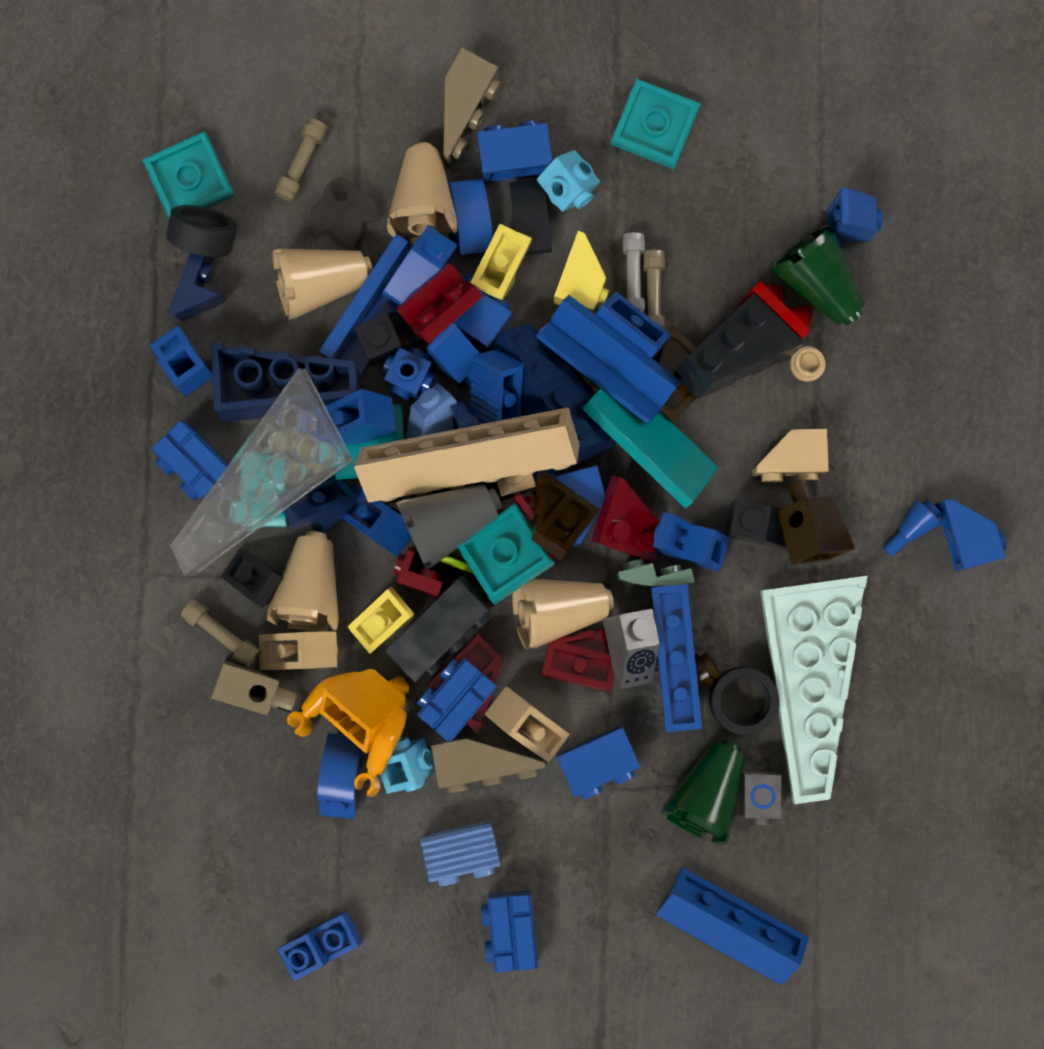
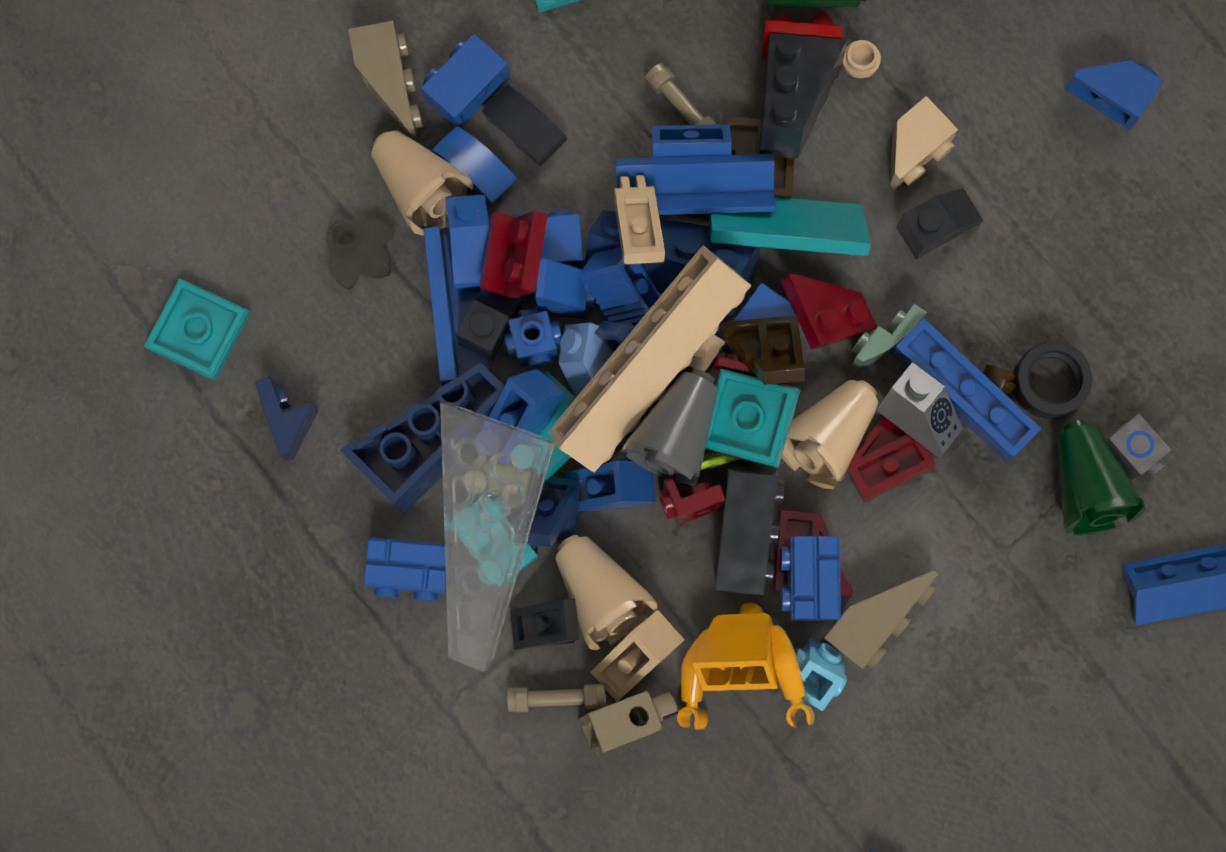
camera: 35 degrees left, 5 degrees down
(182, 361) = (326, 488): blue brick -> none
(201, 231) = (250, 362): black tyre -> none
(313, 134) = (277, 206): dark tan bar -> none
(317, 277) = (383, 322): tan cone -> none
(337, 774) = (768, 733): blue brick -> none
(381, 620) = (688, 567): light yellow slope -> none
(460, 852) = (927, 711): medium blue brick -> none
(501, 262) = (533, 178): light yellow slope -> none
(512, 931) = (1028, 742): blue brick -> none
(526, 724) = (887, 552): tan slope -> none
(541, 353) = (638, 222): none -> tan hinge
(569, 181) = (533, 68): medium azure brick -> none
(582, 276) = (611, 137): light yellow slope -> none
(598, 762) = (977, 534): blue brick -> none
(633, 247) = (632, 80): light grey bar -> none
(690, 542) = (894, 284): blue brick -> none
(812, 658) = (1081, 302): light aqua wing -> none
(813, 527) = (984, 185): dark brown torso -> none
(919, 521) = (1065, 114): blue cone -> none

